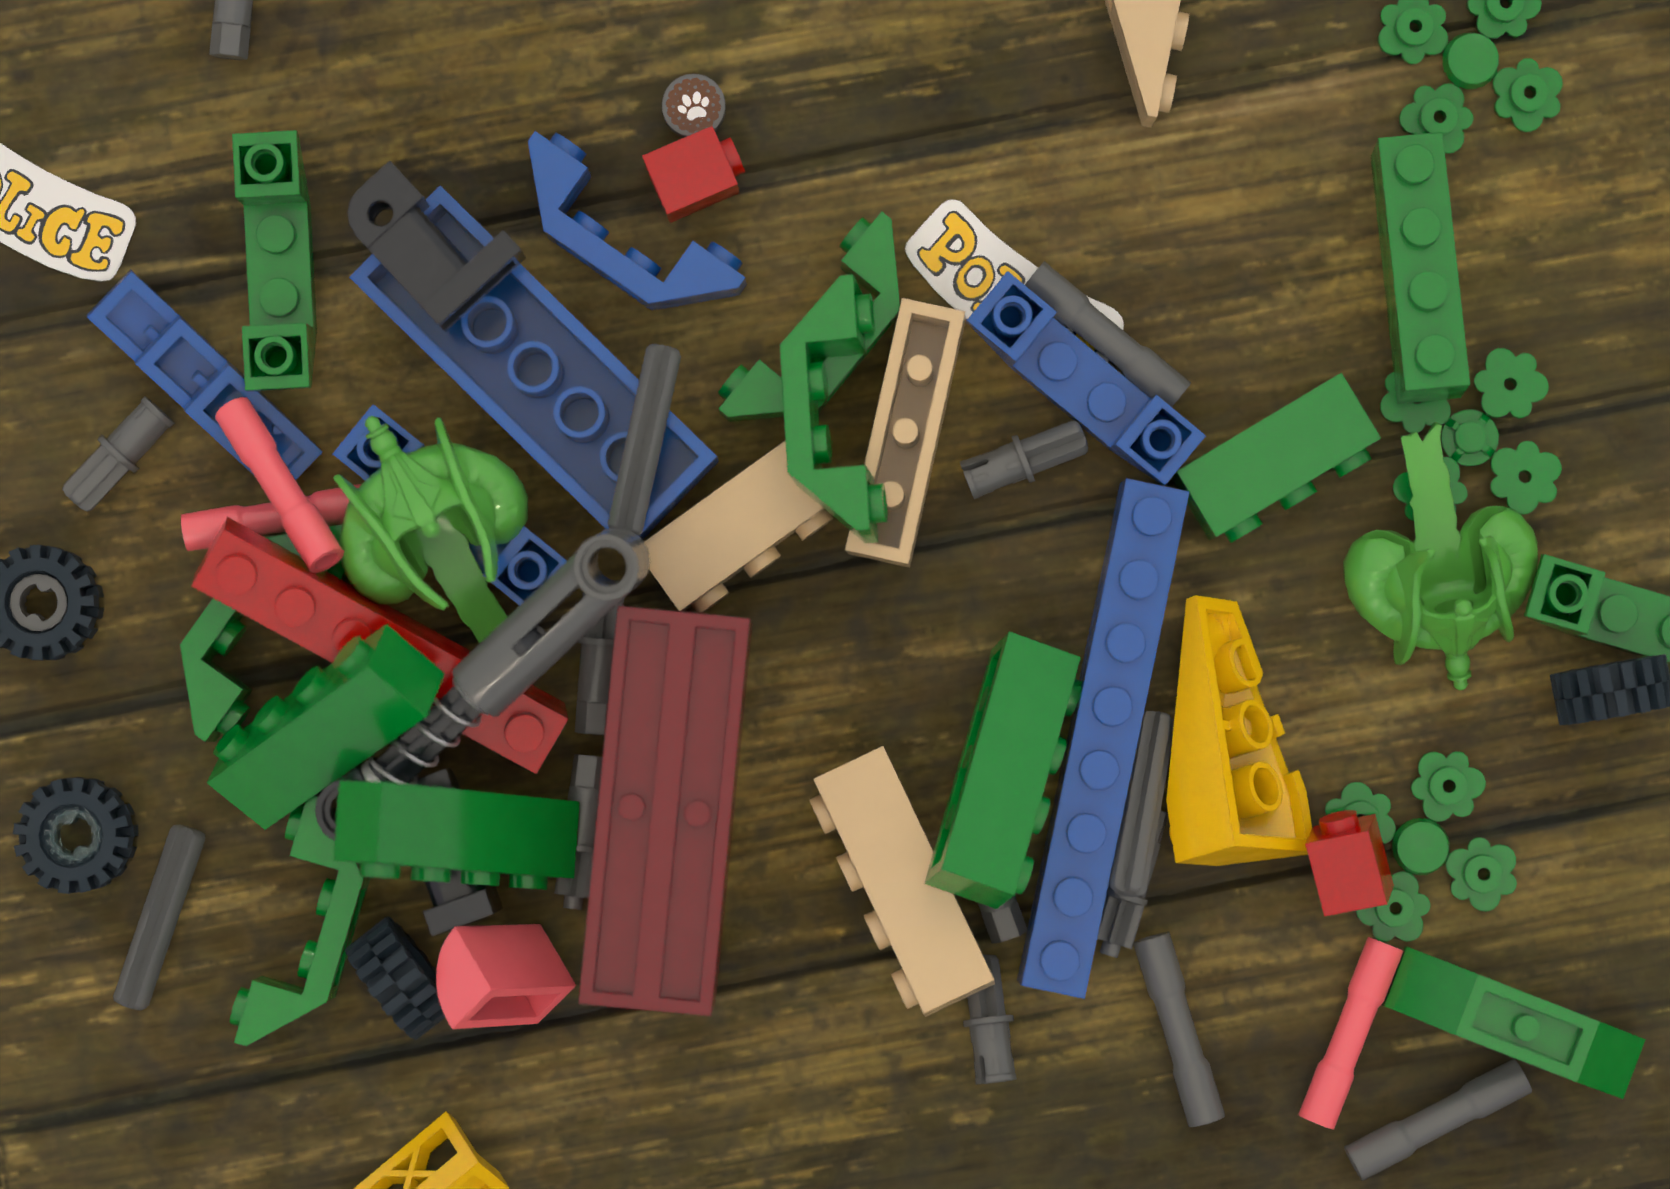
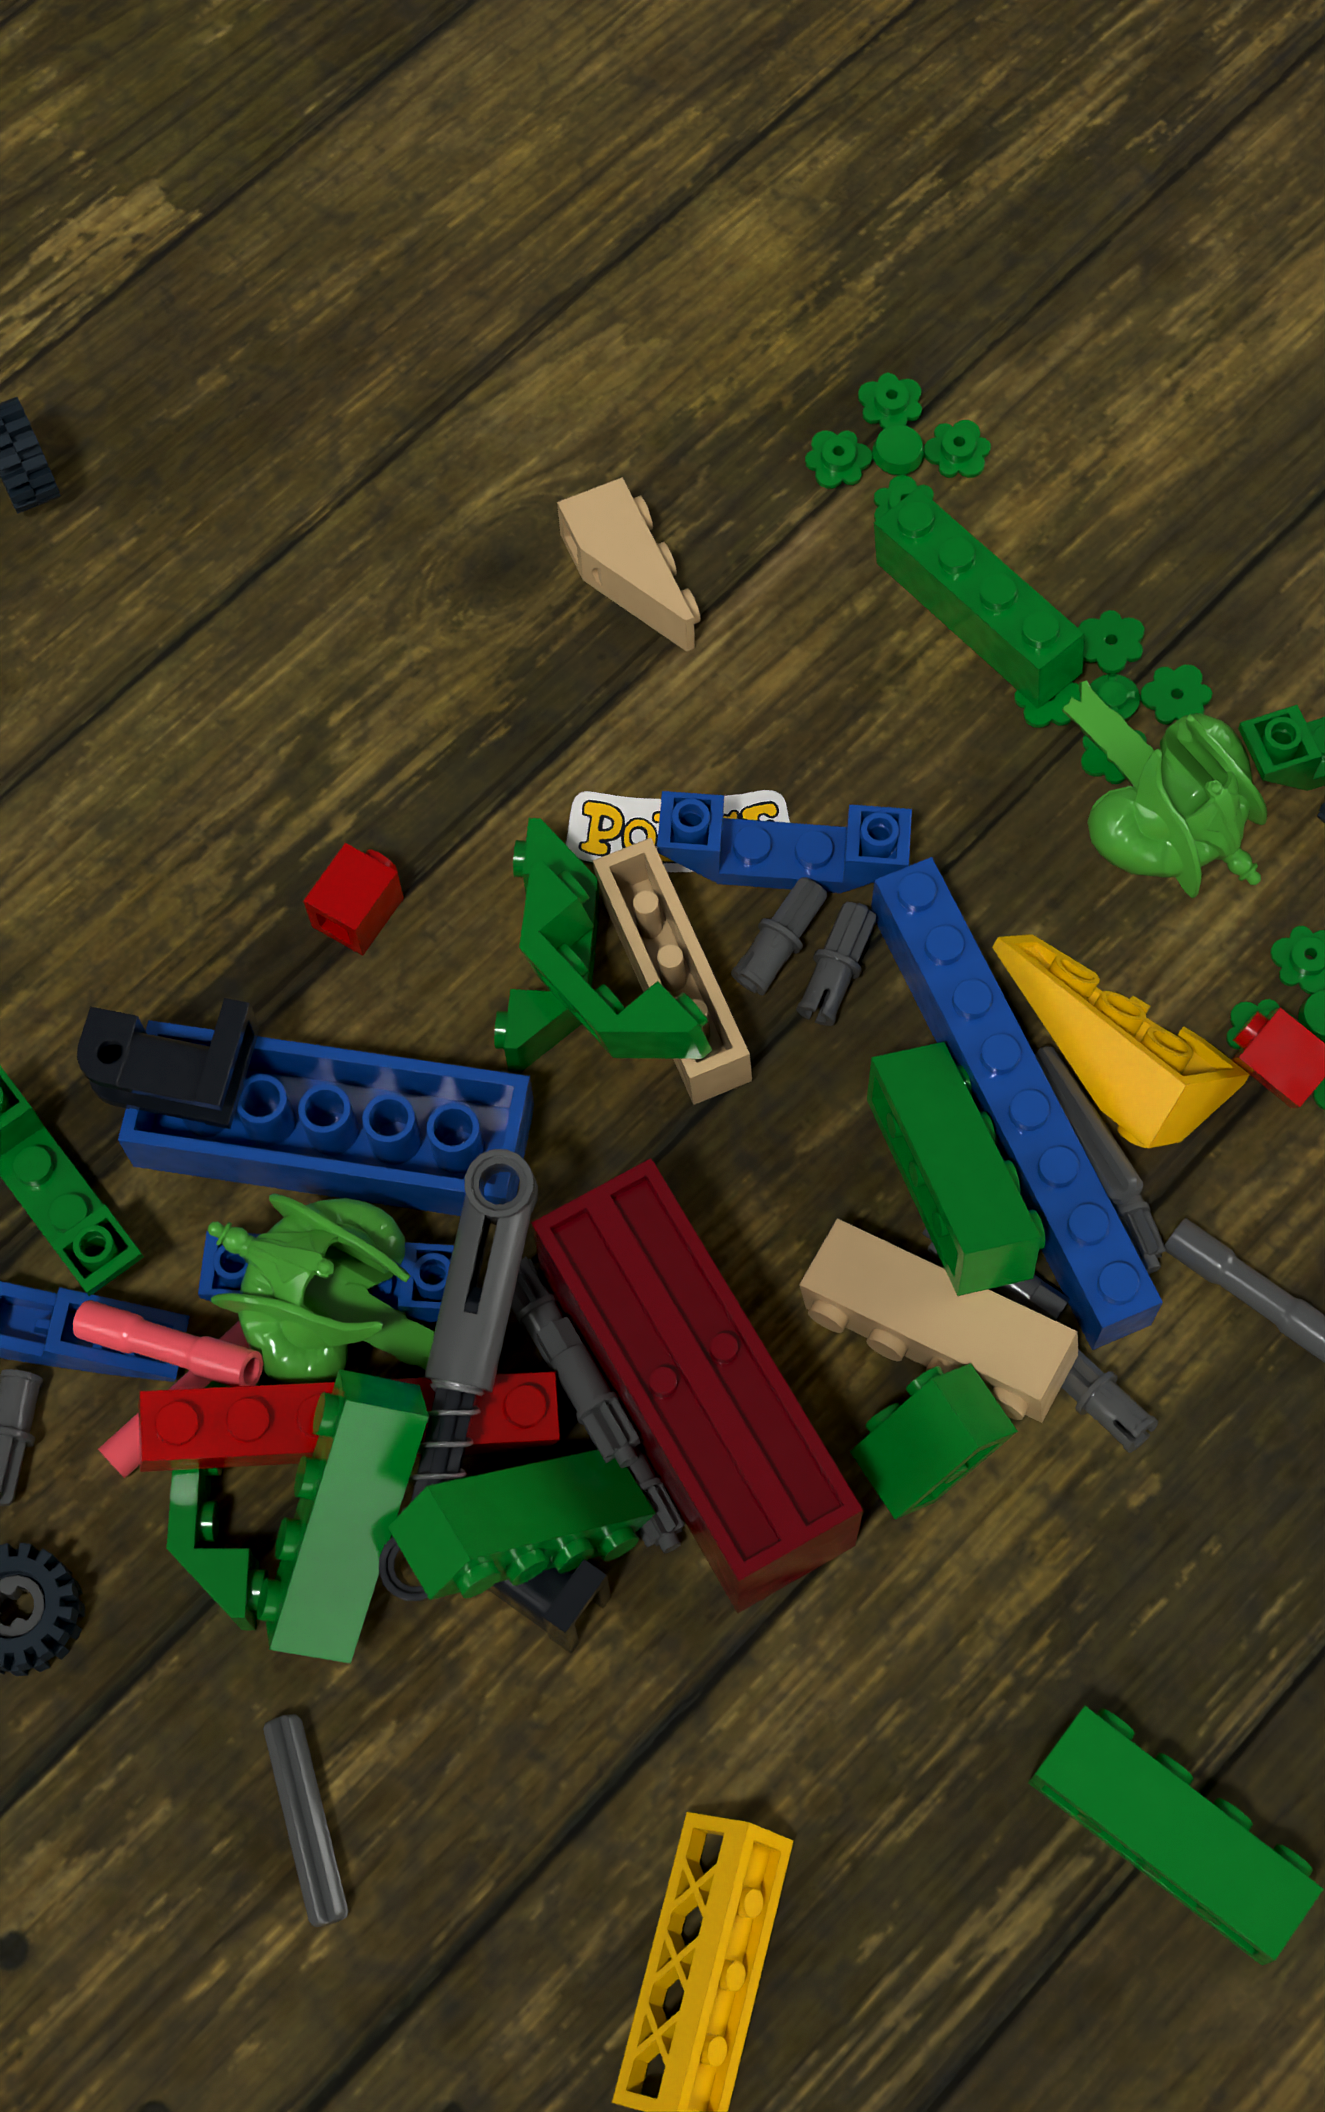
camera: 25 degrees left, 20 degrees down
(63, 804) = (152, 1774): black bush -> none
(276, 1003) = (467, 1817): green slope -> none
(398, 977) = (564, 1705): black bush -> none
(499, 976) = (651, 1640): coral brick -> none
(585, 751) = (589, 1392): none -> dark grey piece
(644, 438) = (455, 1087): dark grey axle -> none
(693, 105) = (315, 849): tile -> none
(695, 278) = (417, 971): blue slope -> none
(732, 533) = (590, 1123): tan brick -> none
(824, 977) = (931, 1438): none -> green brick
(1053, 516) = (837, 963): none -> dark grey axle
(1135, 361) = (785, 807): dark grey piece -> none
(1278, 459) = (982, 800): green brick -> none

